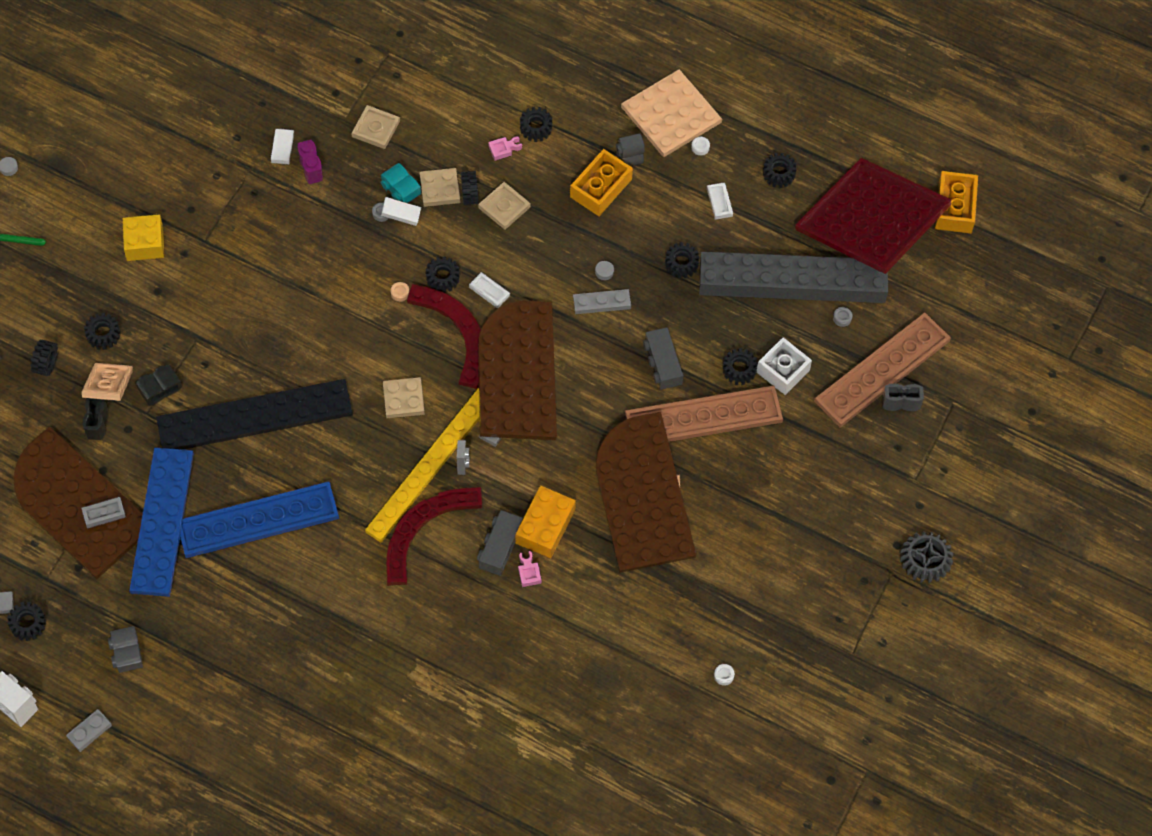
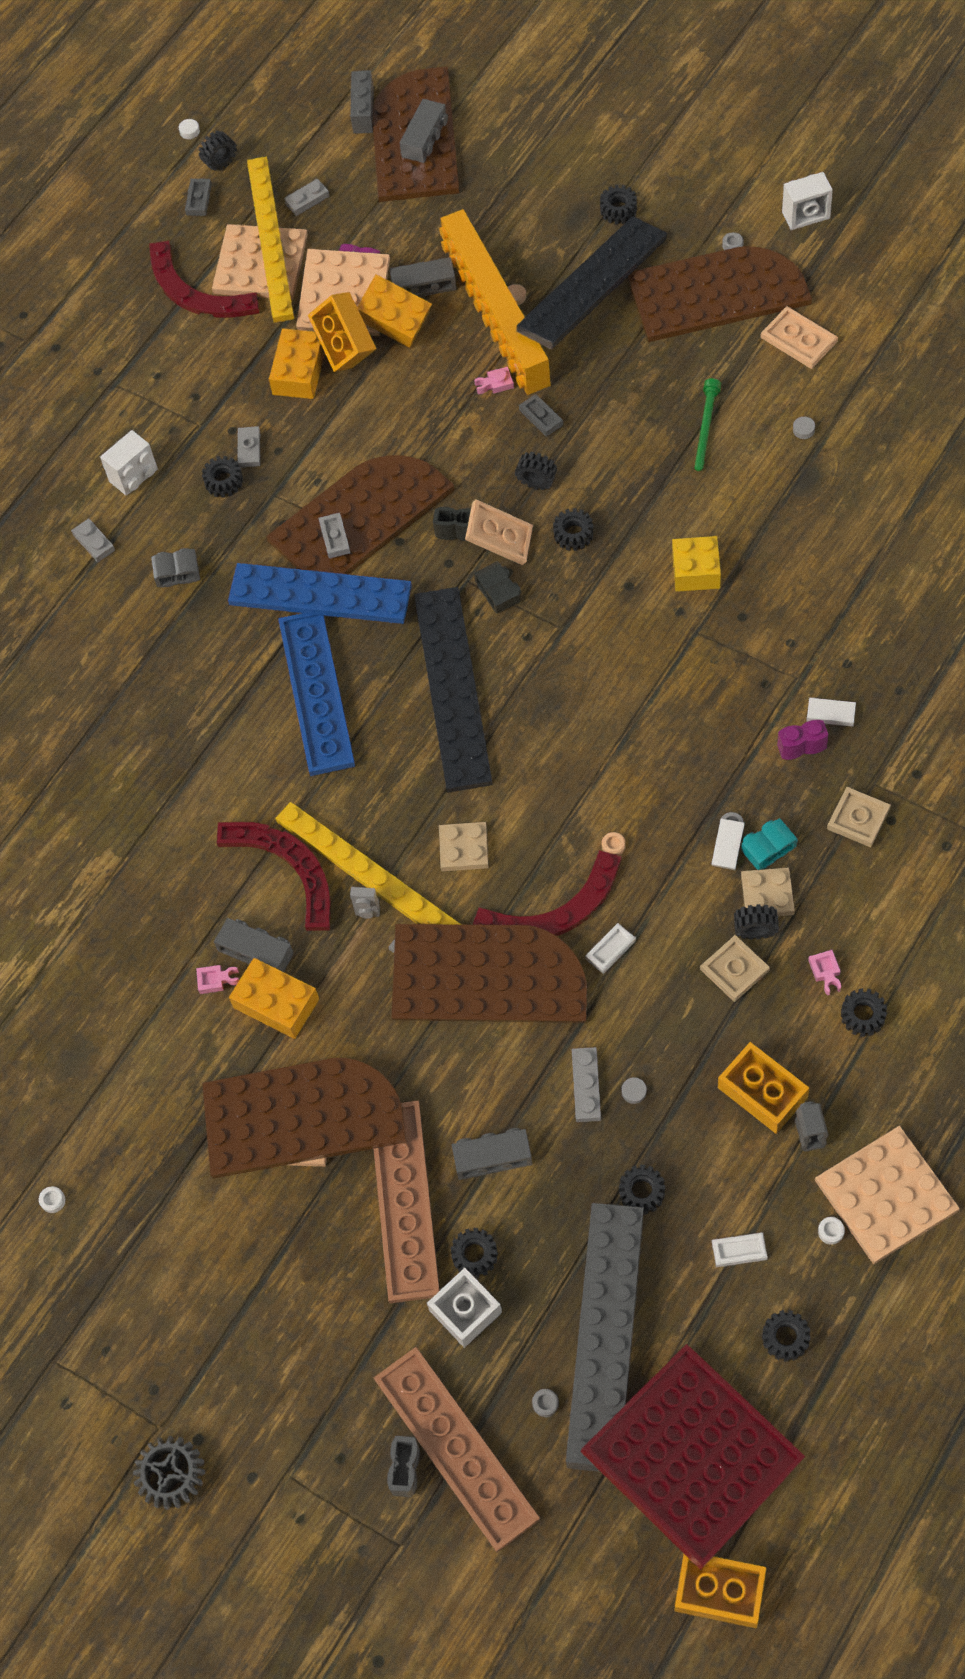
camera: 105 degrees right, 0 degrees up
(442, 284) = (636, 904): black tyre -> none

